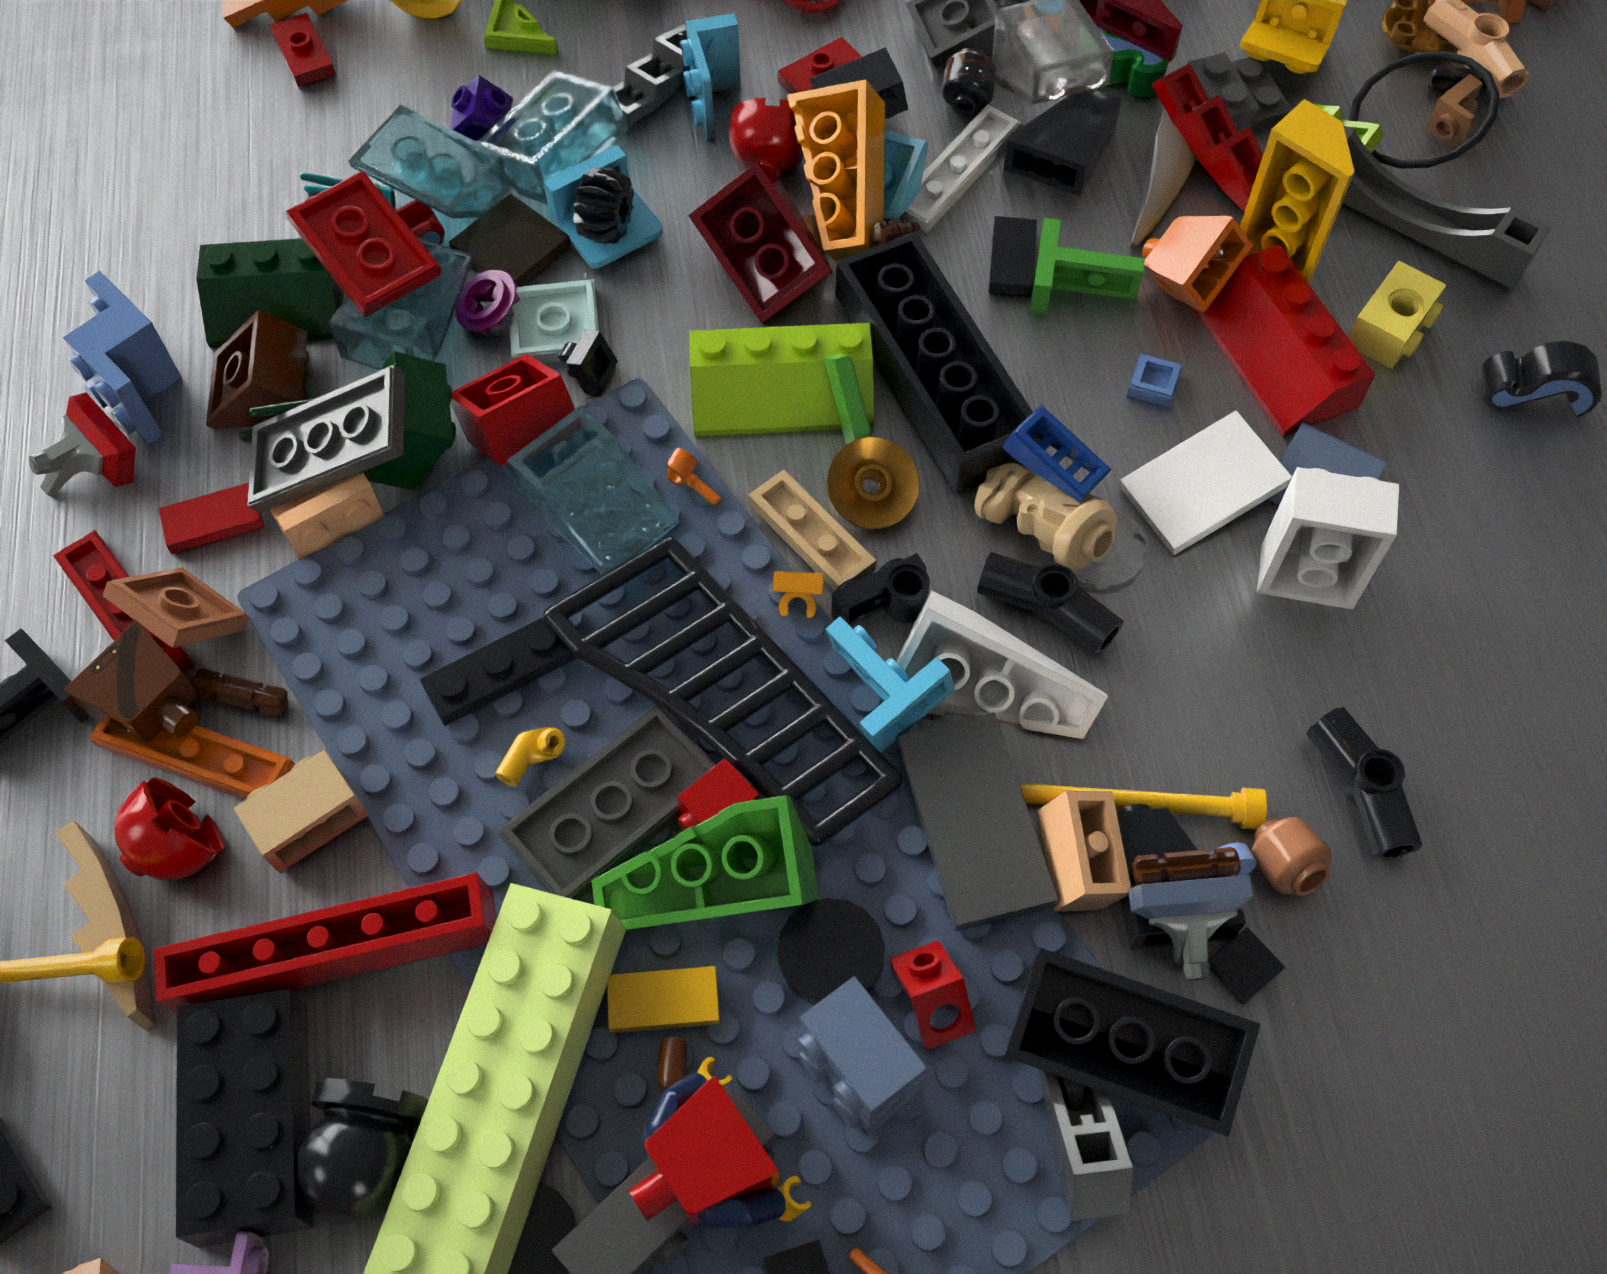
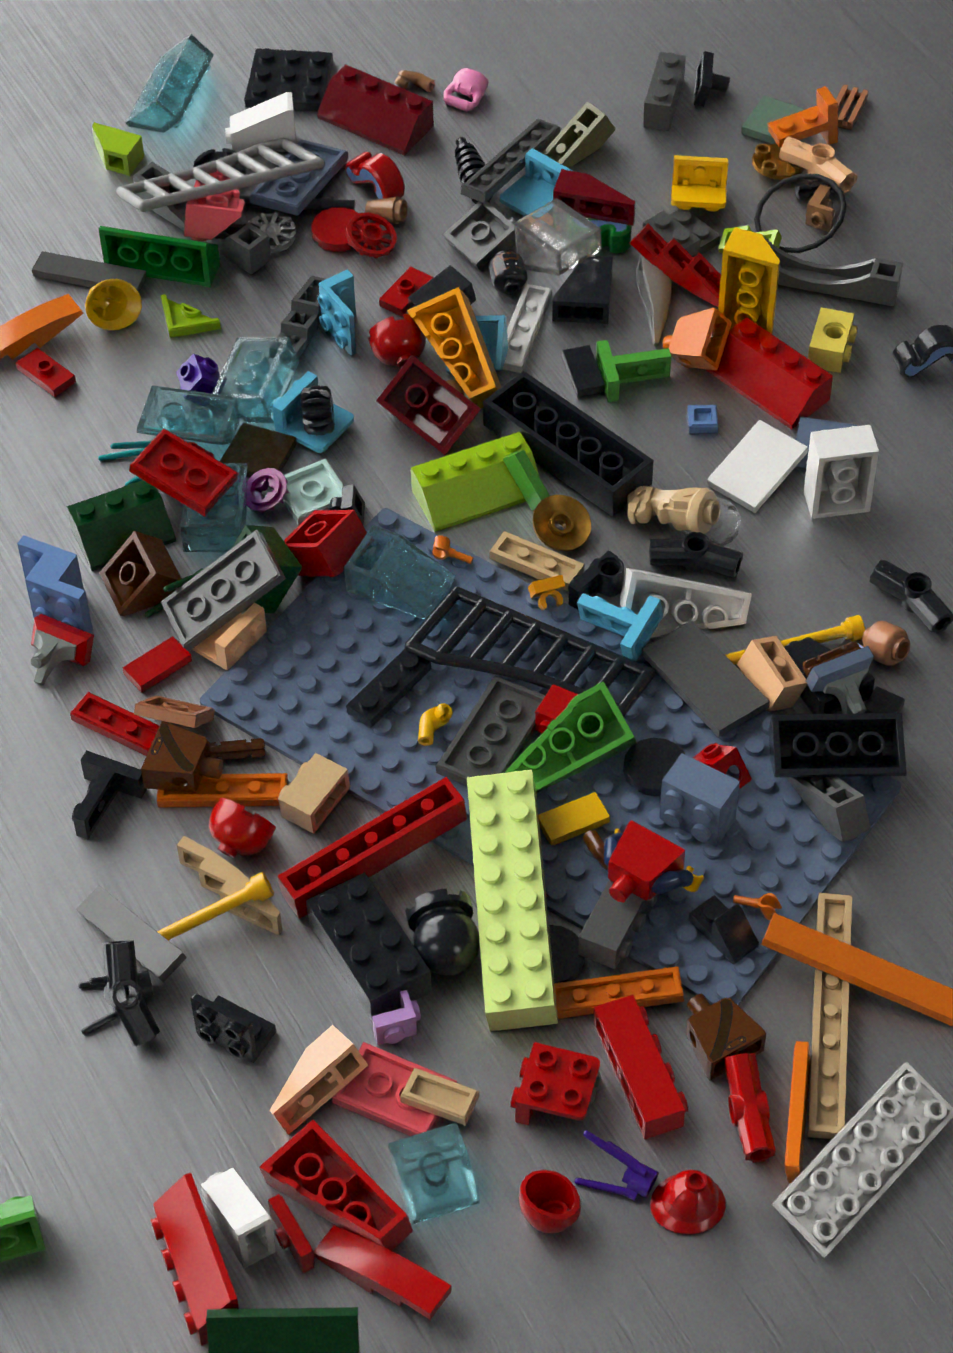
camera: 20 degrees left, 10 degrees down
(892, 229) = (506, 375): reddish brown axle -> none
(1055, 434) = (651, 470): blue slope -> none

